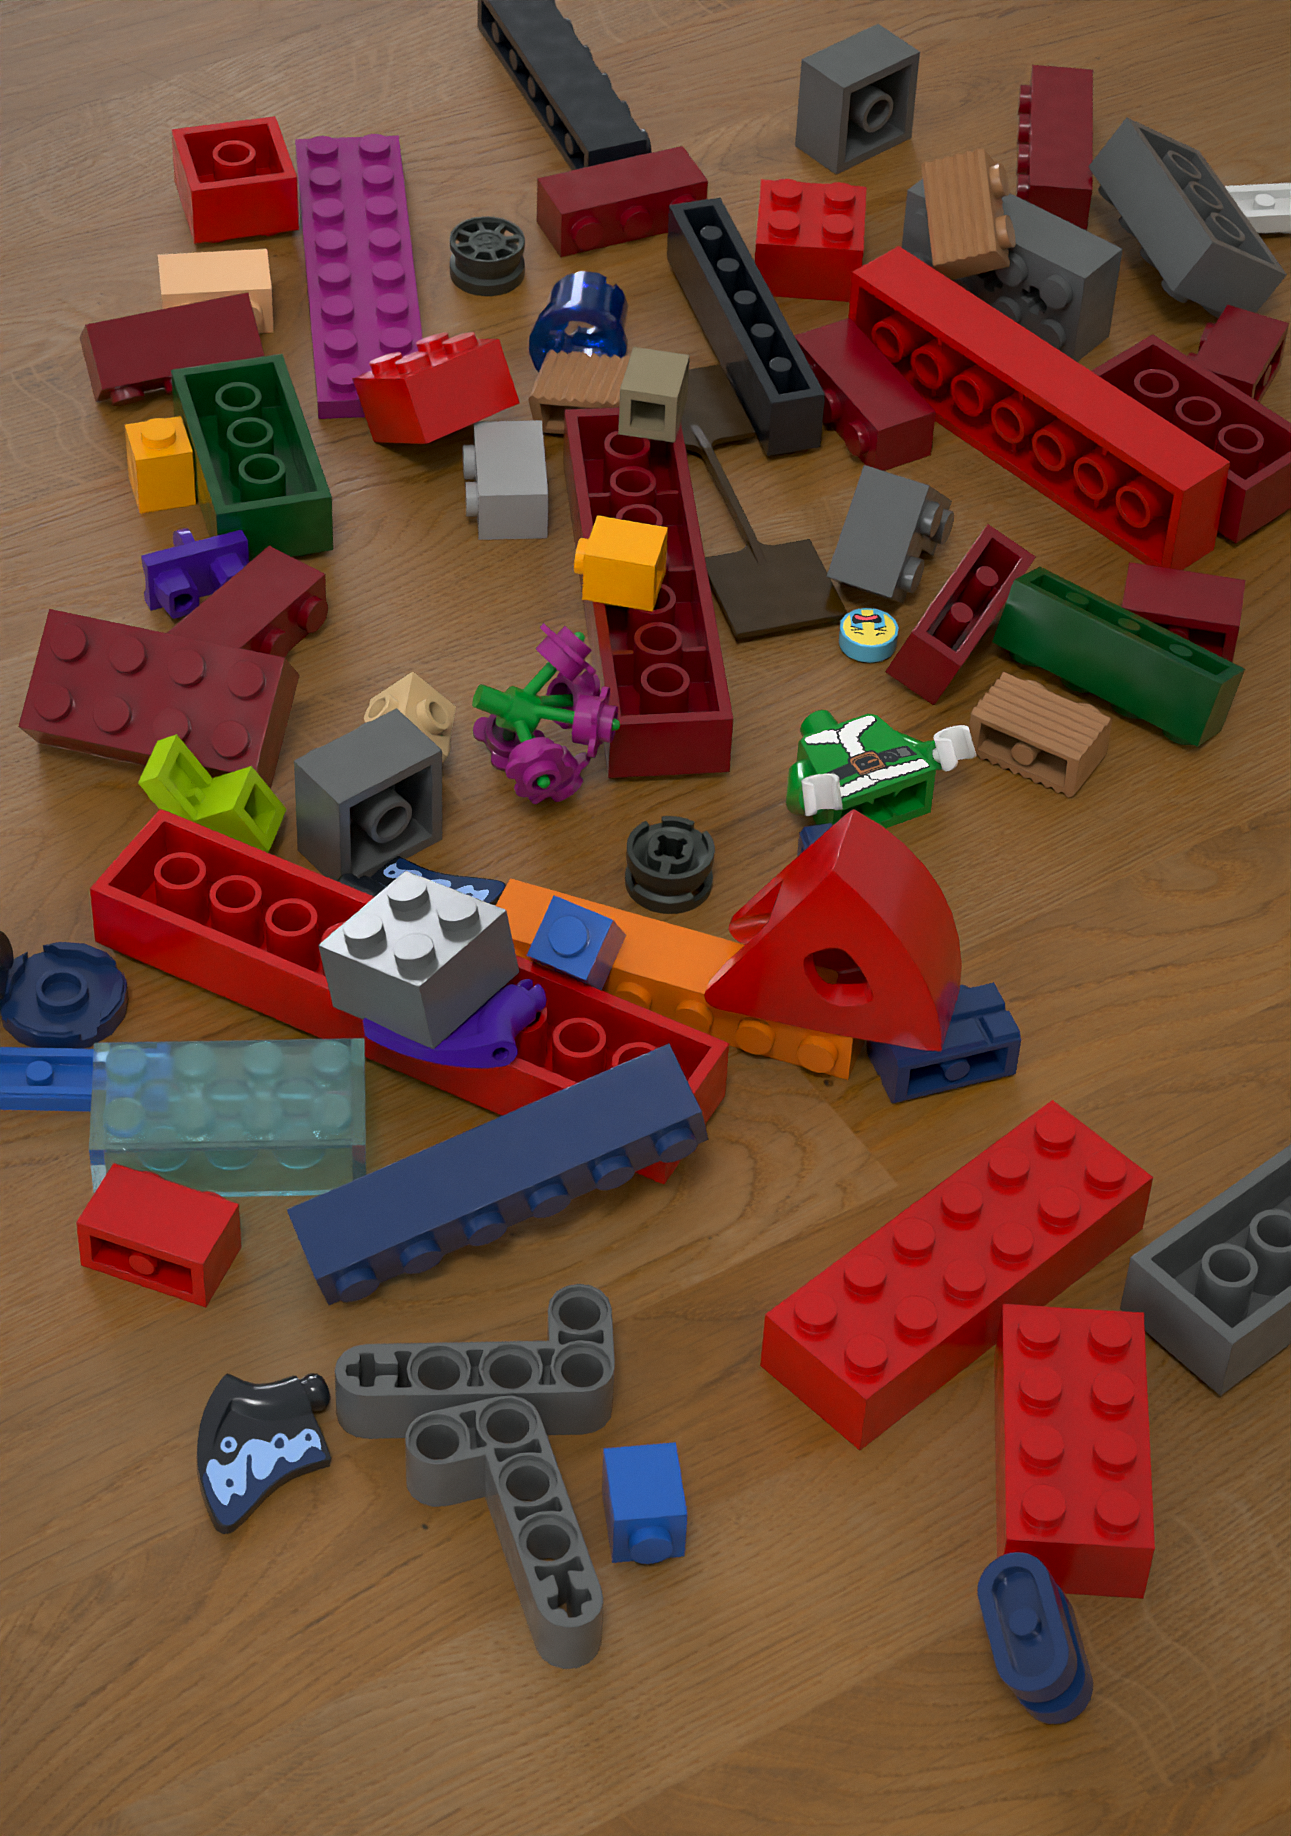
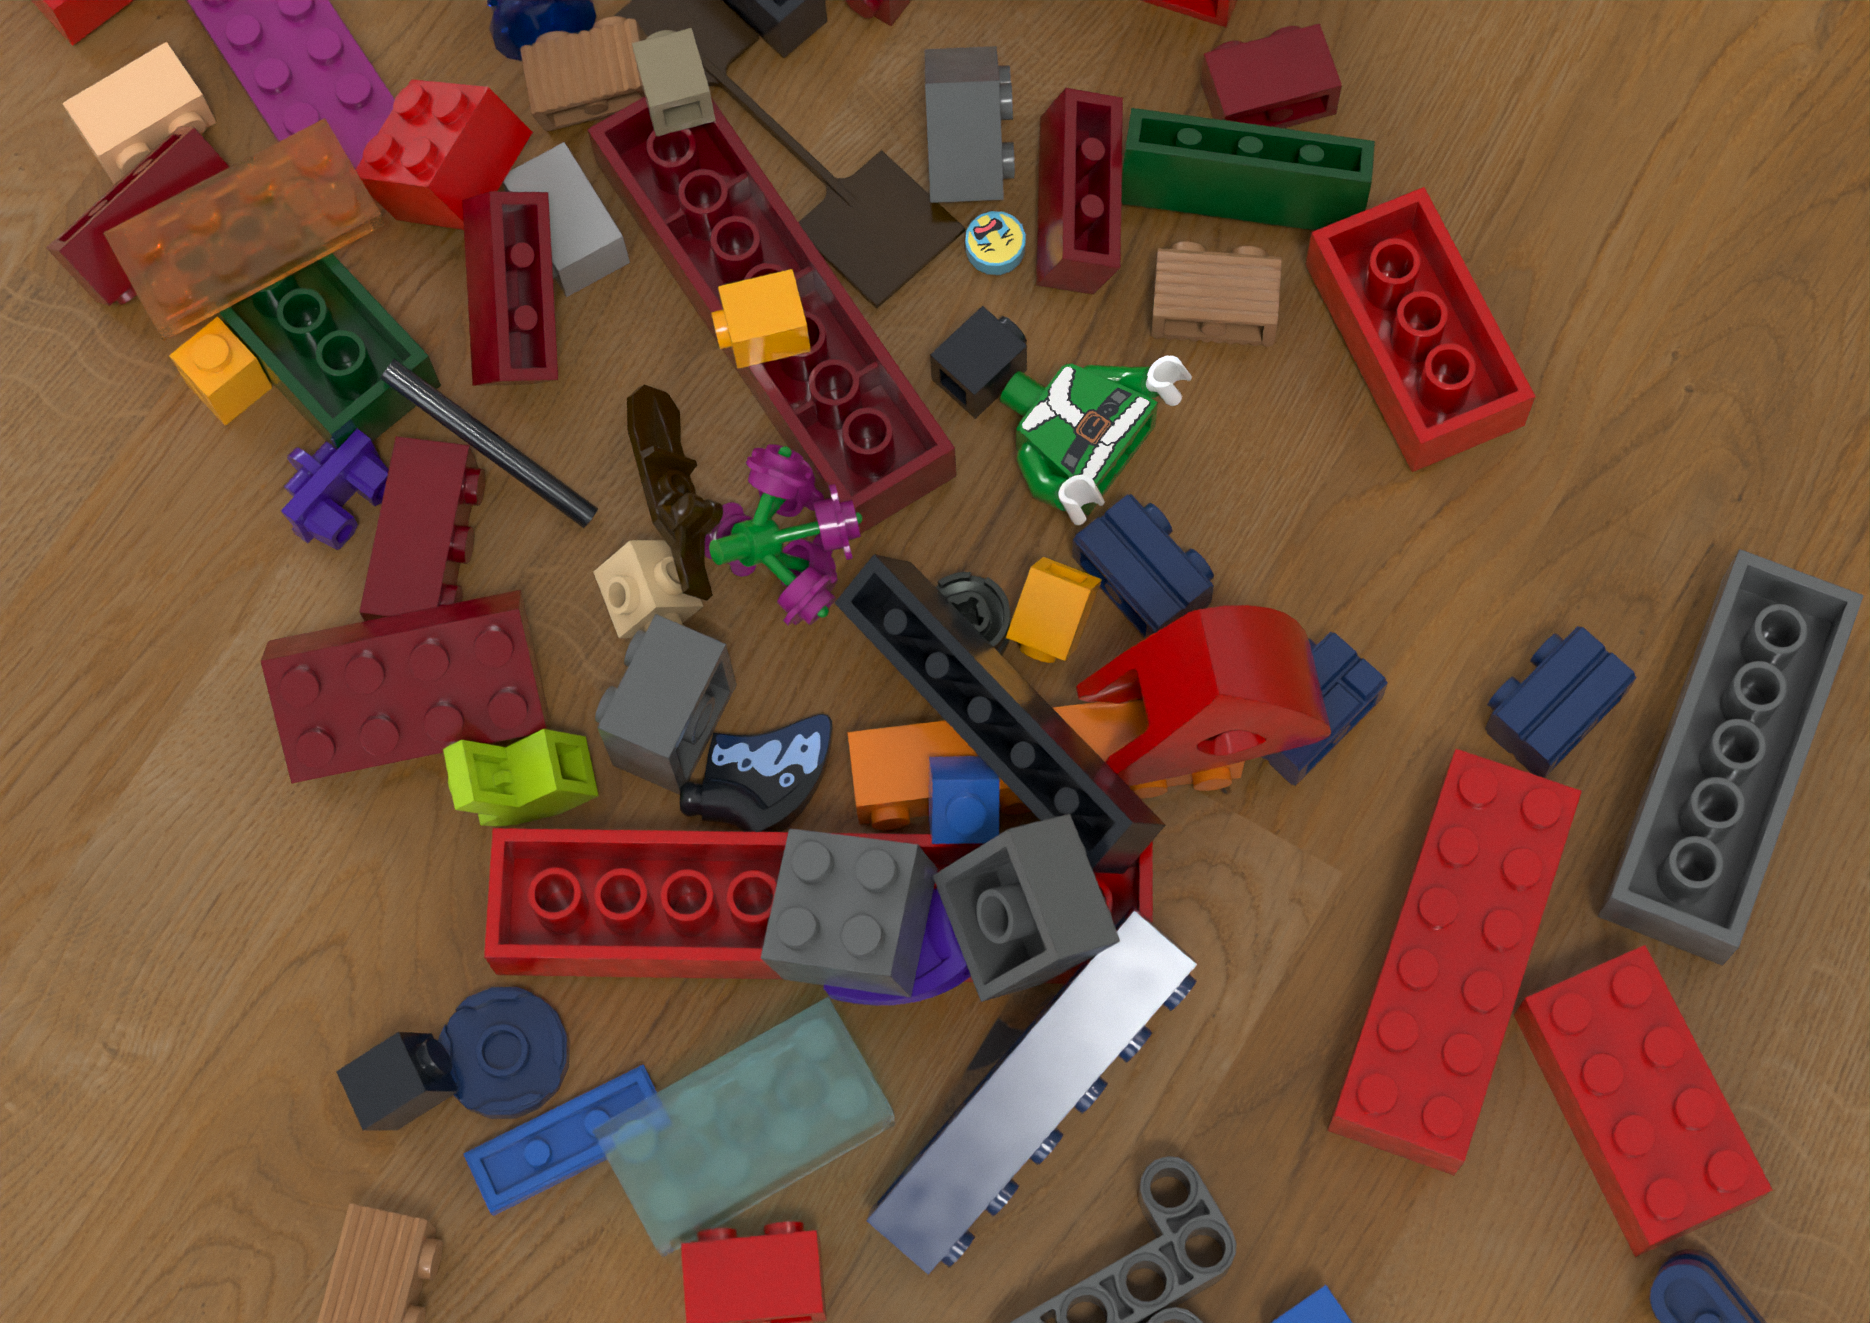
camera: 20 degrees left, 25 degrees up
(240, 363) = (244, 229): none -> clear orange plate
(343, 581) = (488, 443): none -> black bar
(429, 485) = (510, 288): none -> dark red brick
(477, 658) = (668, 488): none -> dark brown piece
(574, 1001) = (1026, 907): none -> dark grey brick
(648, 895) = (998, 711): none -> black brick
(741, 869) = (1052, 610): none -> light orange brick
(793, 689) = (979, 360): none -> black brick
(1182, 1126) = (1558, 701): none -> dark blue brick
(1208, 817) = (1419, 329): none -> red brick

